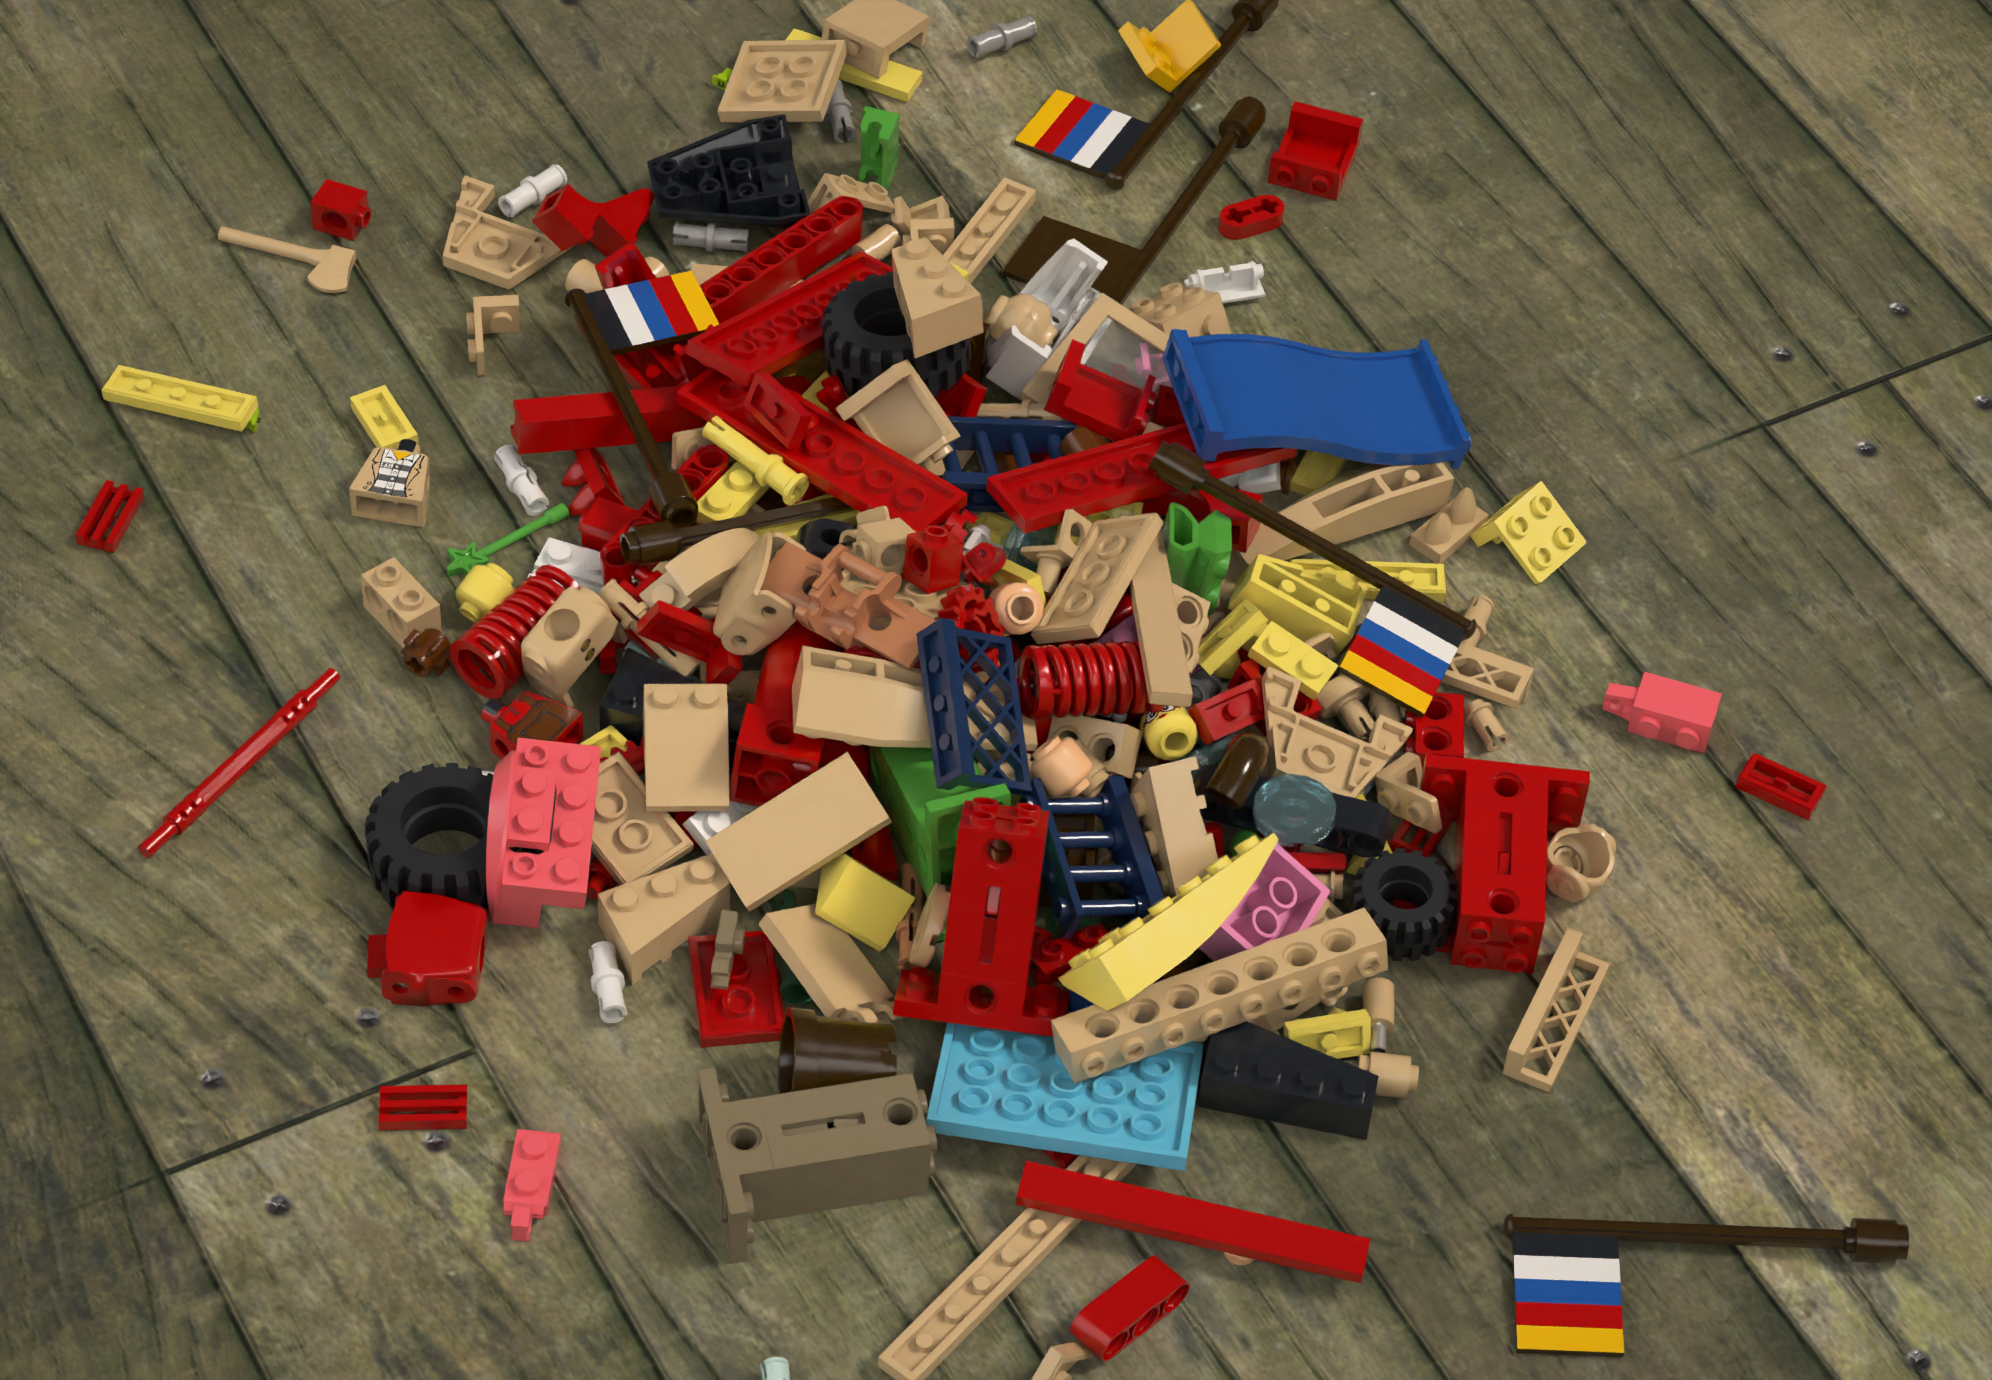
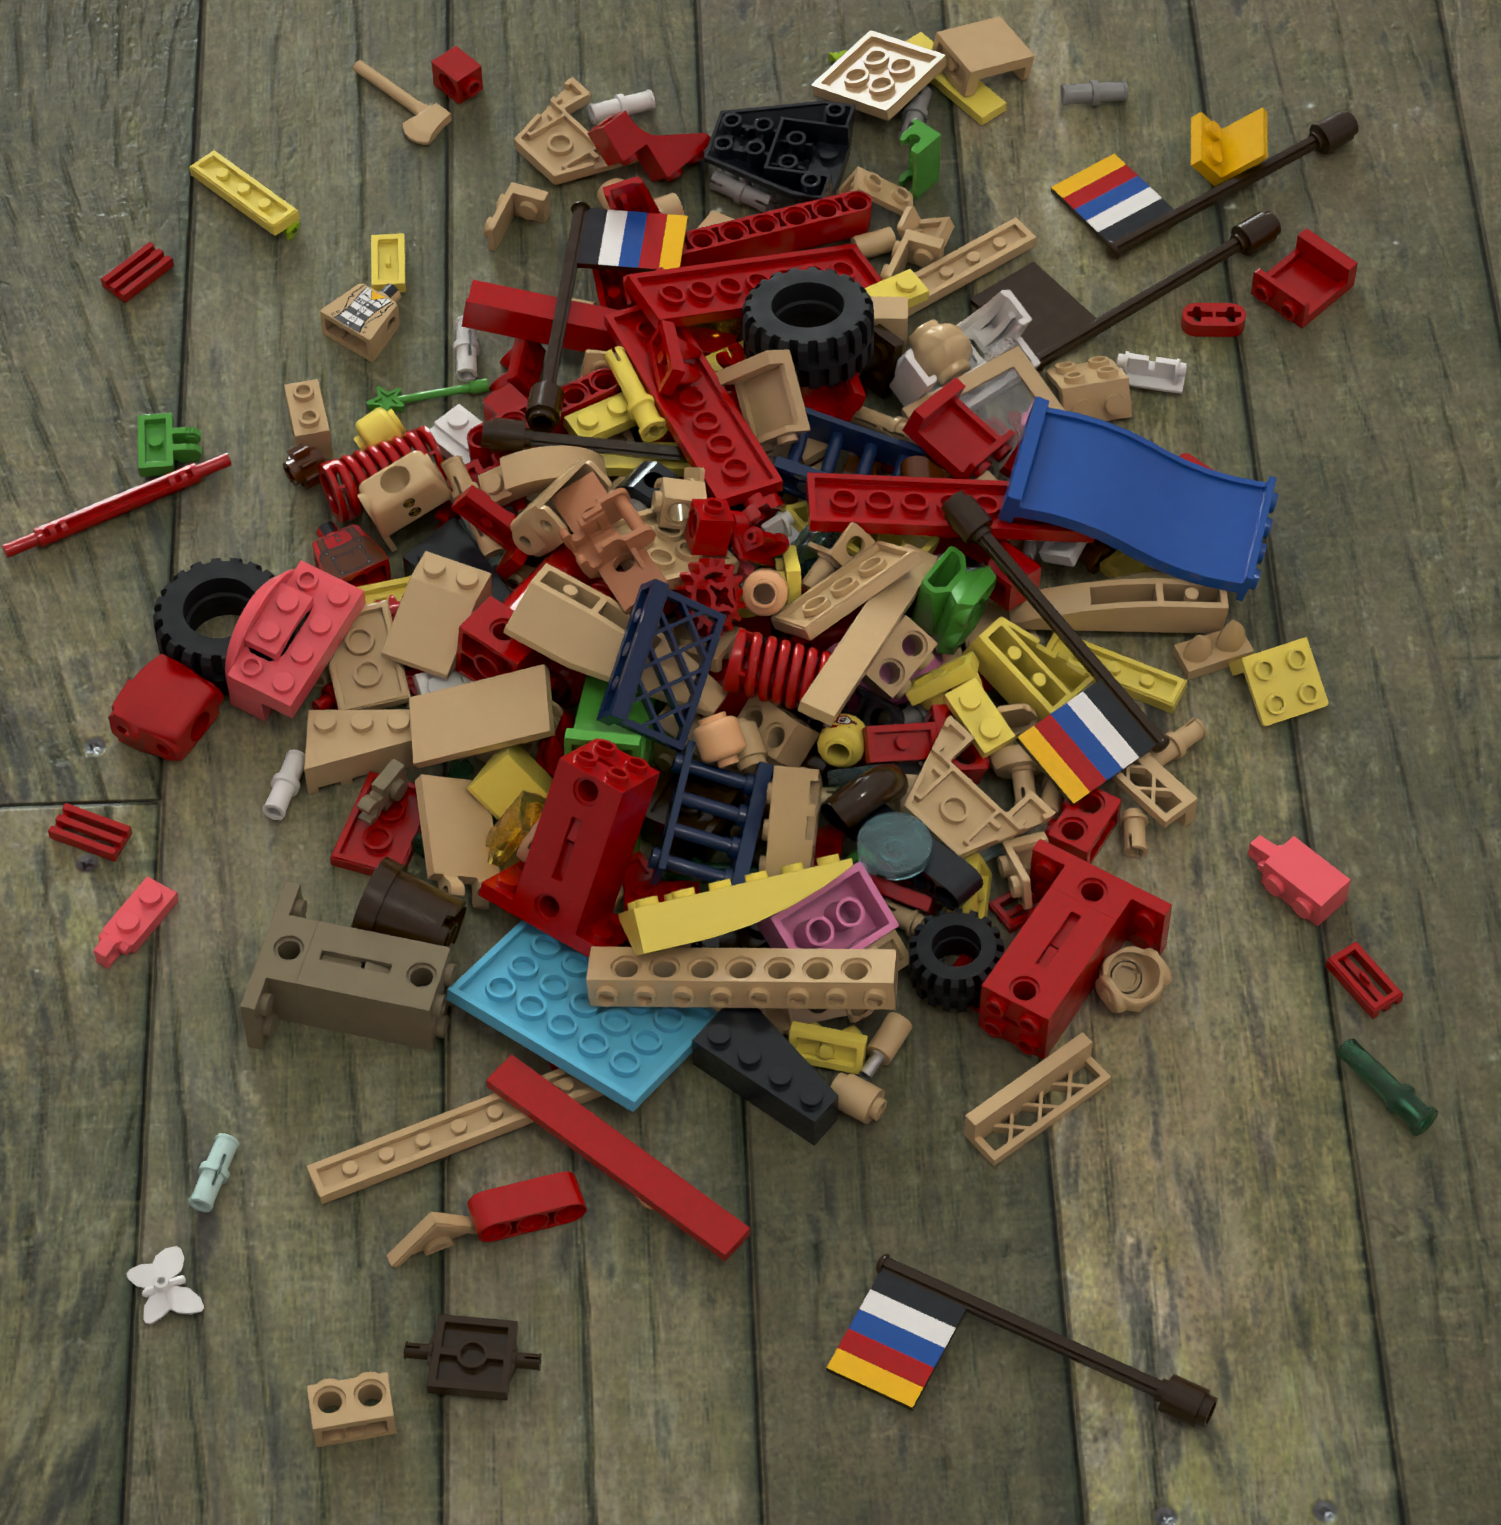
camera: 30 degrees right, 5 degrees up
(252, 684) = (157, 446): none -> bright green hinge
(892, 932) = (513, 827): none -> clear yellow bracket
(934, 298) = (831, 304): tan wedge -> none
(1885, 882) = (1398, 1097): none -> clear green pin

